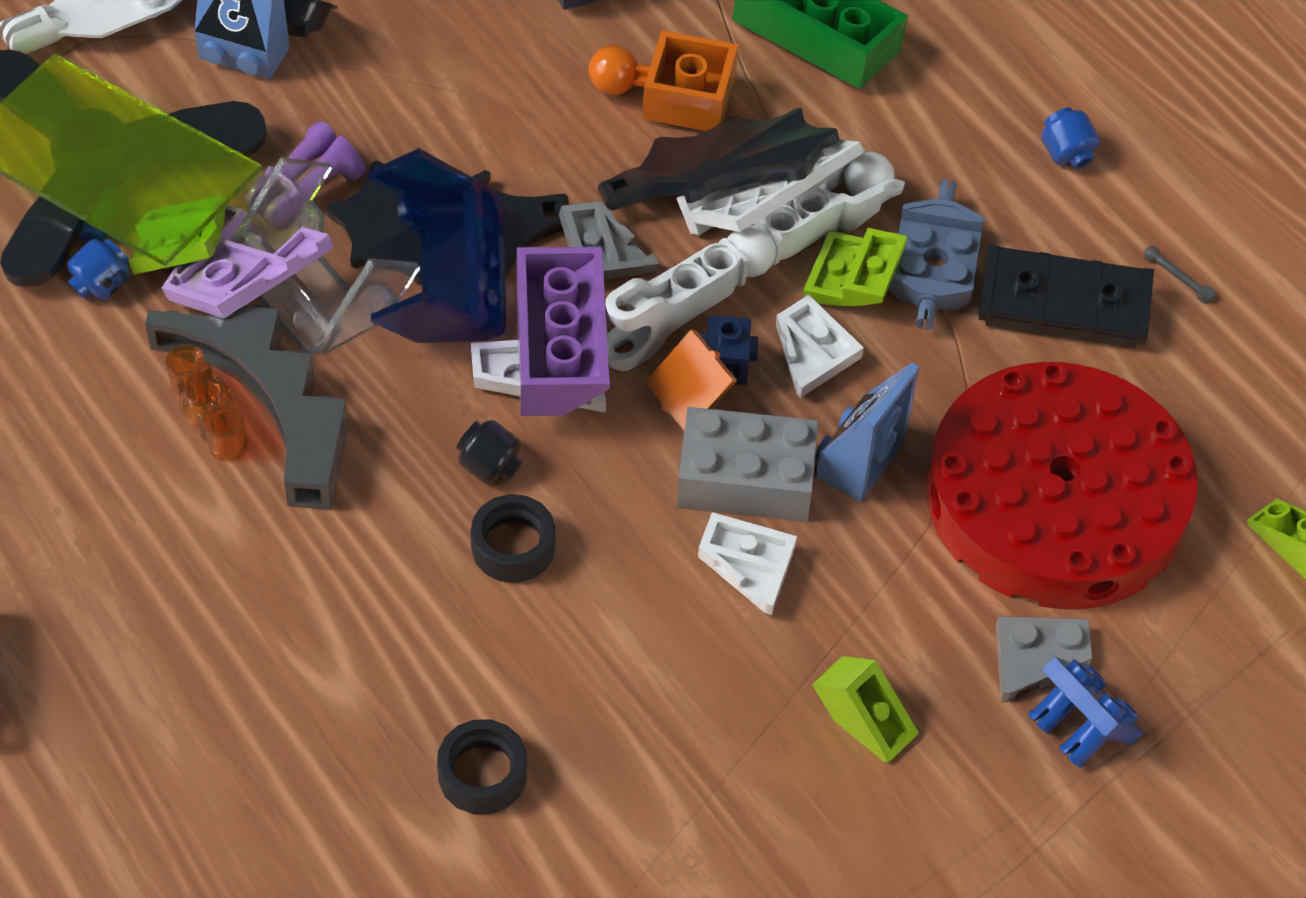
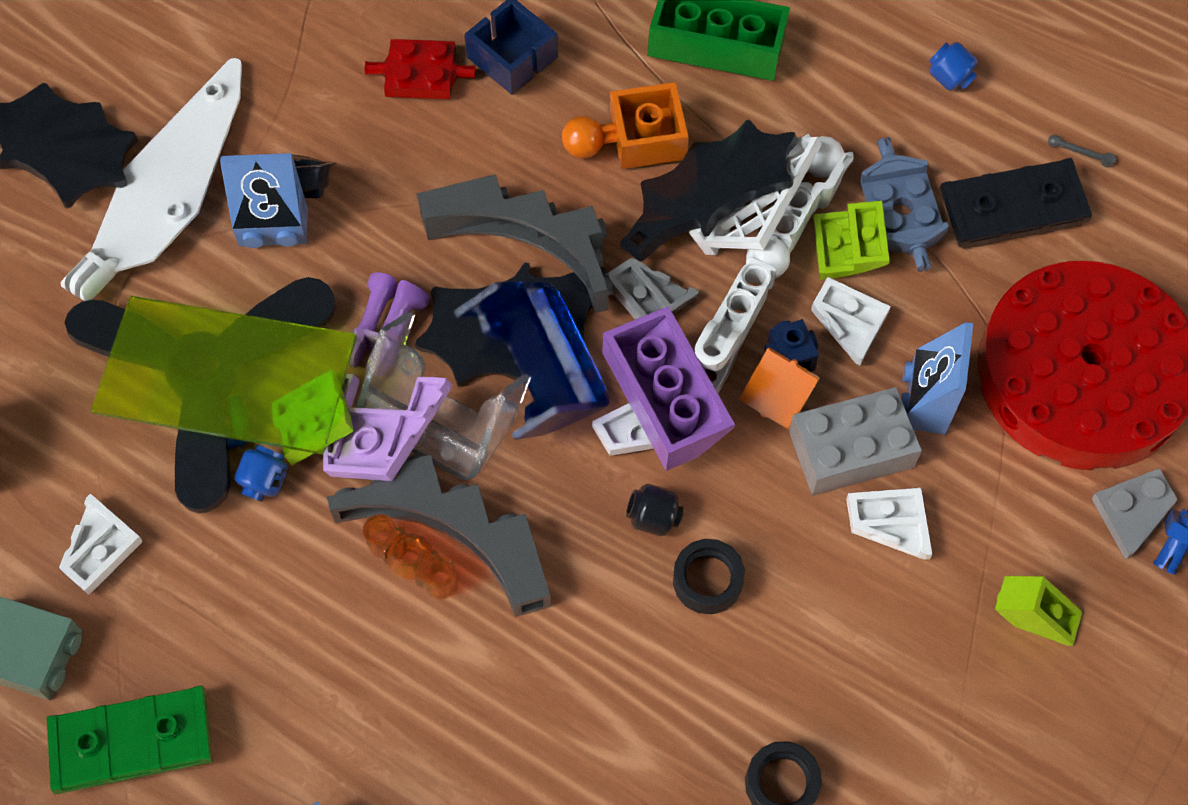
camera: 20 degrees left, 10 degrees up
(512, 127) = (485, 208): none -> dark grey arch

